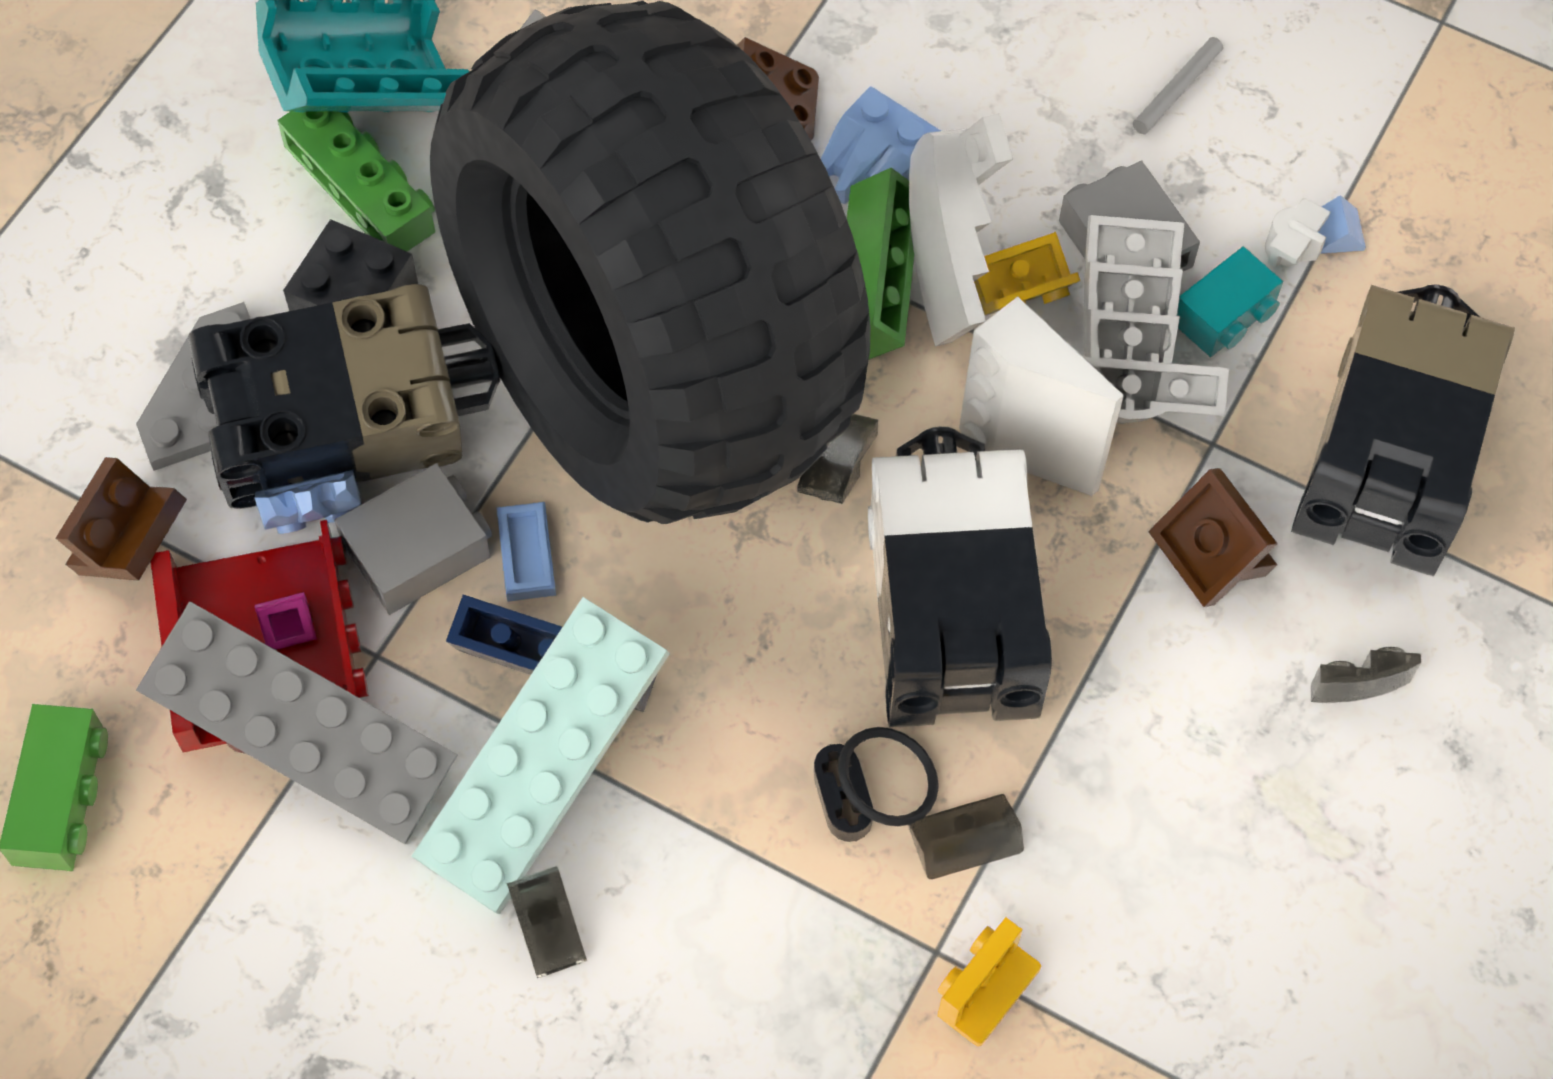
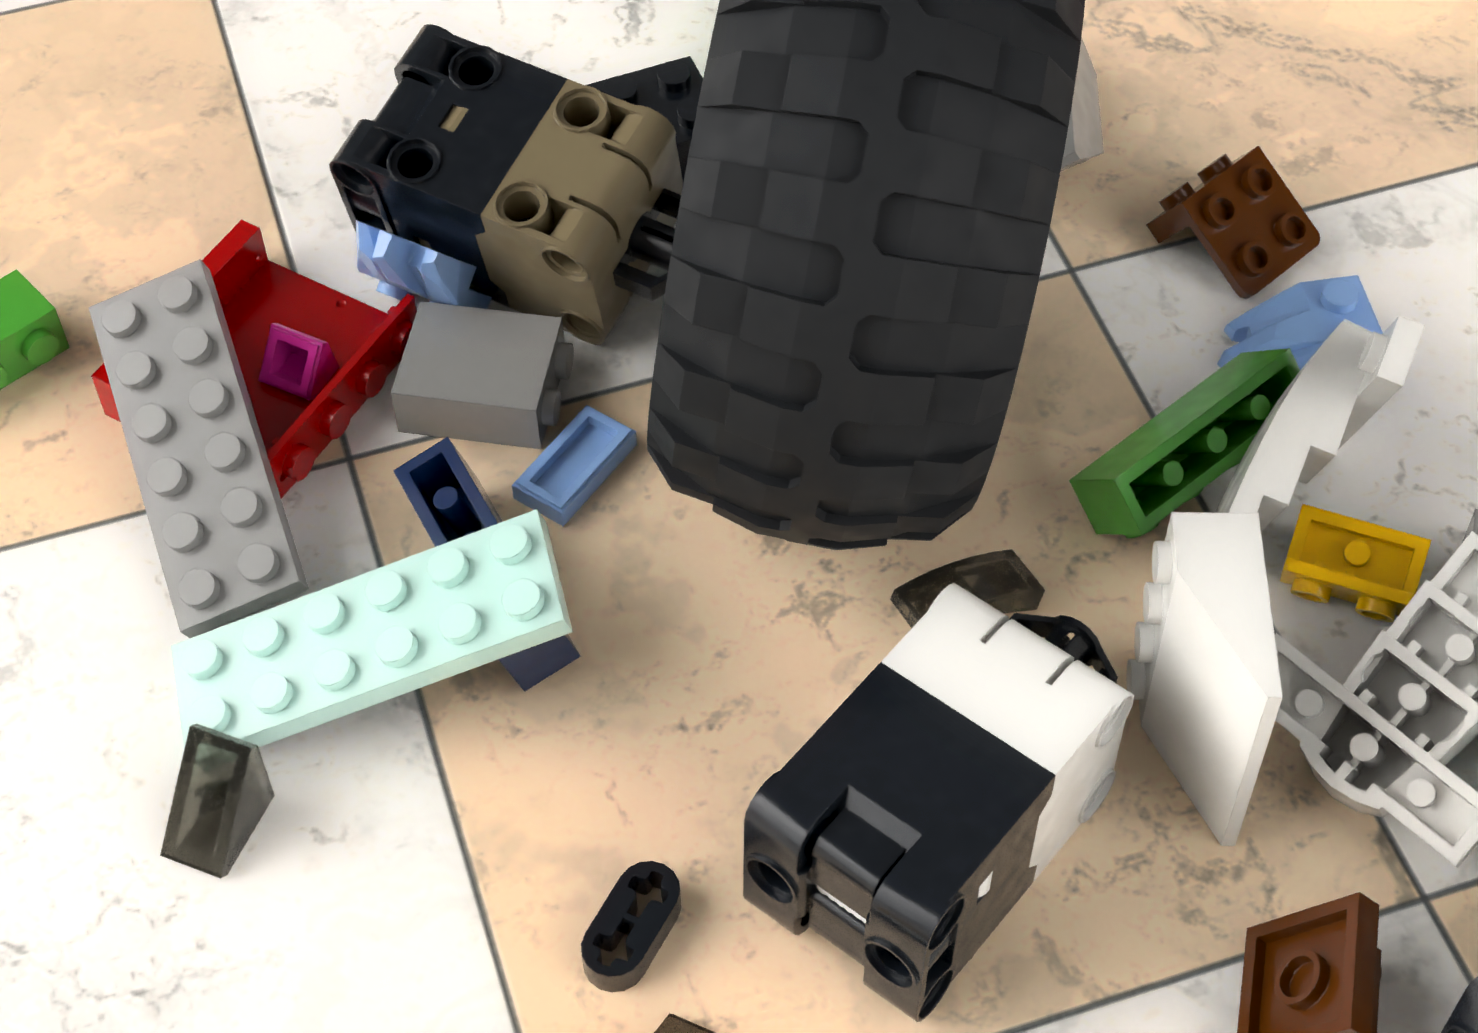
camera: 45 degrees right, 10 degrees down
(118, 523) = (242, 171): reddish brown bracket -> none
(859, 804) = (634, 978): black tyre -> none

